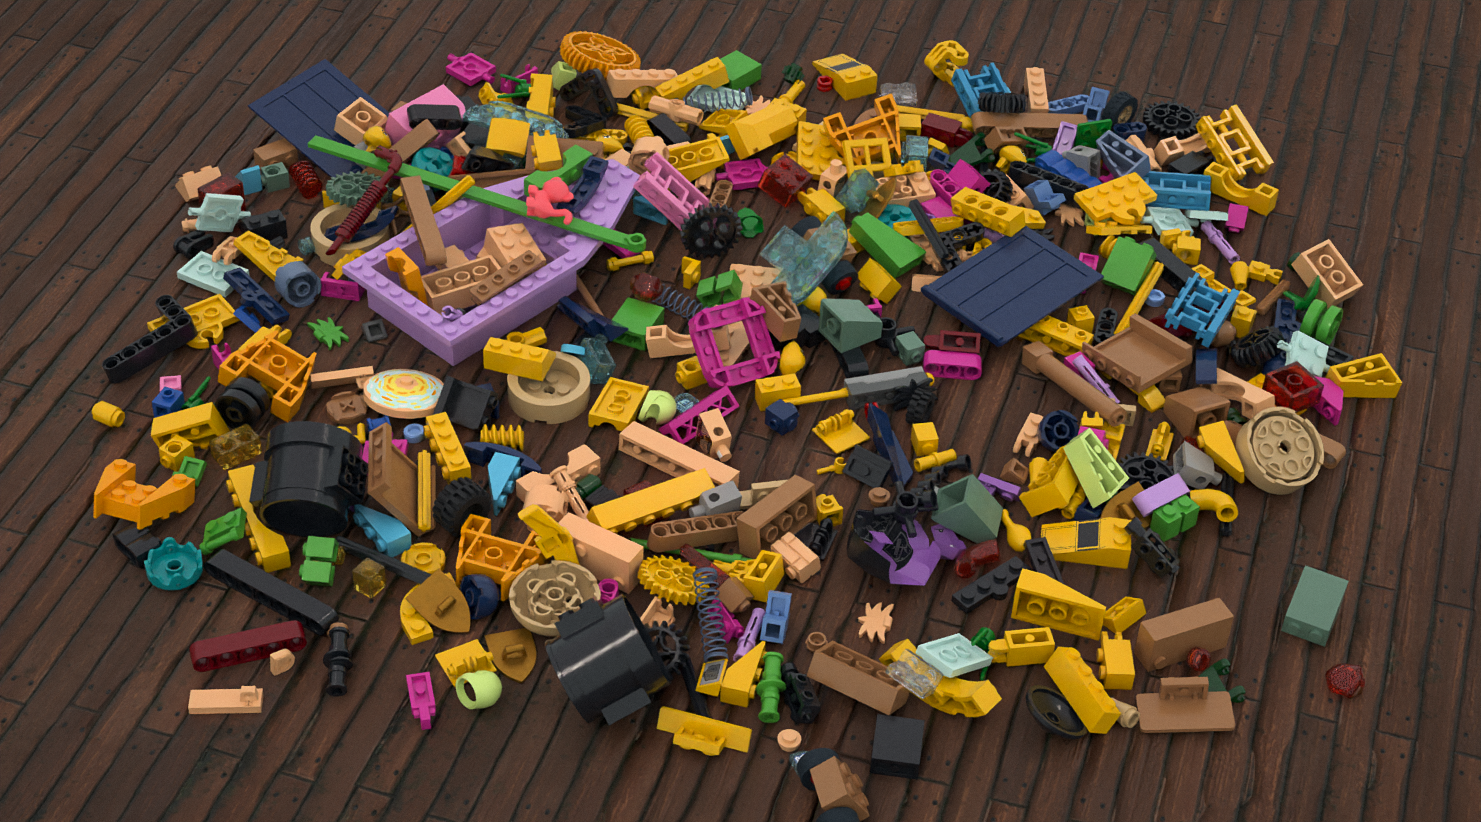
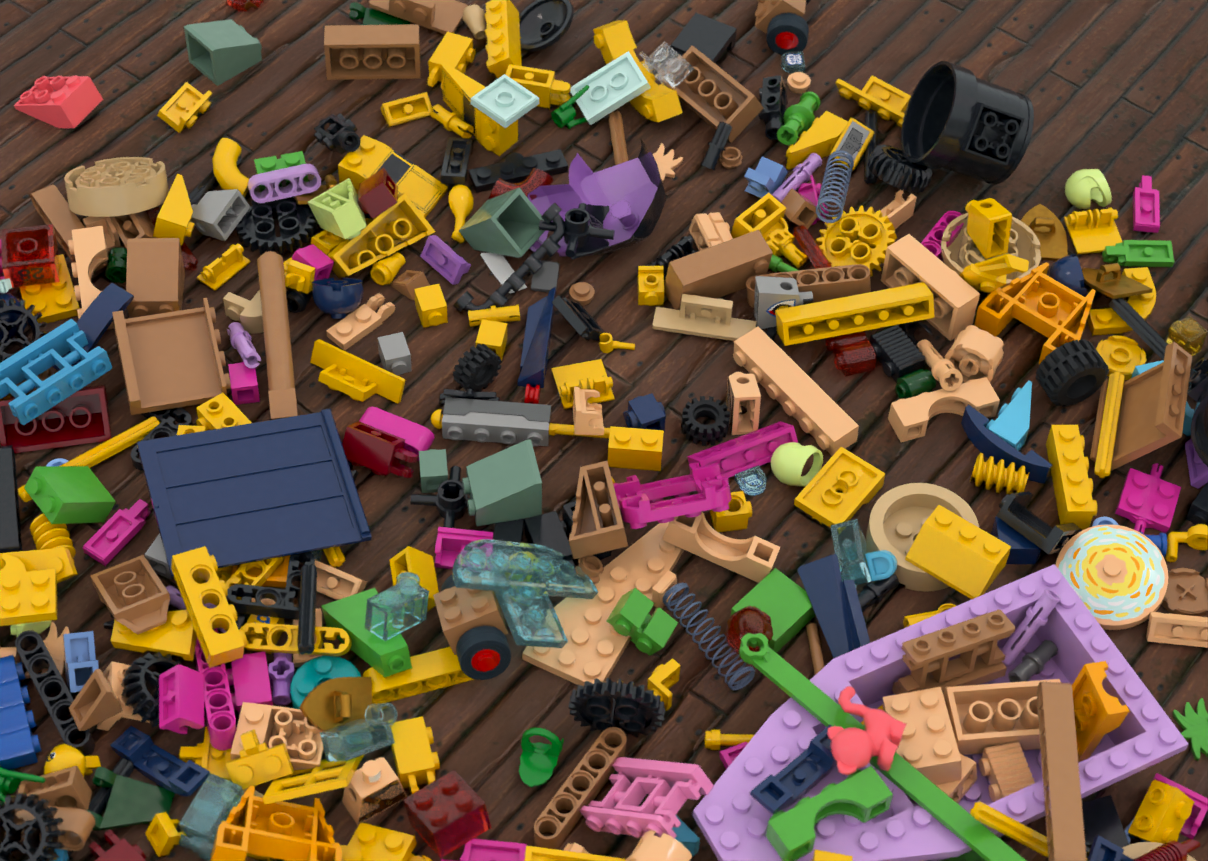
camera: 160 degrees left, 10 degrees up
(420, 648) = (1140, 253): none -> bright green hinge
(561, 584) = (989, 226): none -> yellow torso
(742, 420) = (709, 409): none -> black tyre
(822, 397) = (587, 416): none -> light nougat hinge
(831, 632) = (717, 145): none -> black axle
(871, 234) = (397, 607): none -> clear light blue hinge
(908, 612) = (618, 137): none -> medium nougat axle
(986, 452) = (431, 305): none -> yellow brick
(988, 412) = (394, 353): none -> light grey brick
(1007, 389) = (354, 375): none -> yellow bracket
(1015, 166) = (94, 702): none -> medium nougat slope
(1027, 576) = (504, 101): none -> light aqua plate
(1047, 223) = (133, 594): none -> medium nougat slope
(1078, 487) = (377, 193): none -> dark red hinge
(1297, 554) = (184, 106): none -> yellow bracket
(1401, 533) = (60, 100): none -> coral slope

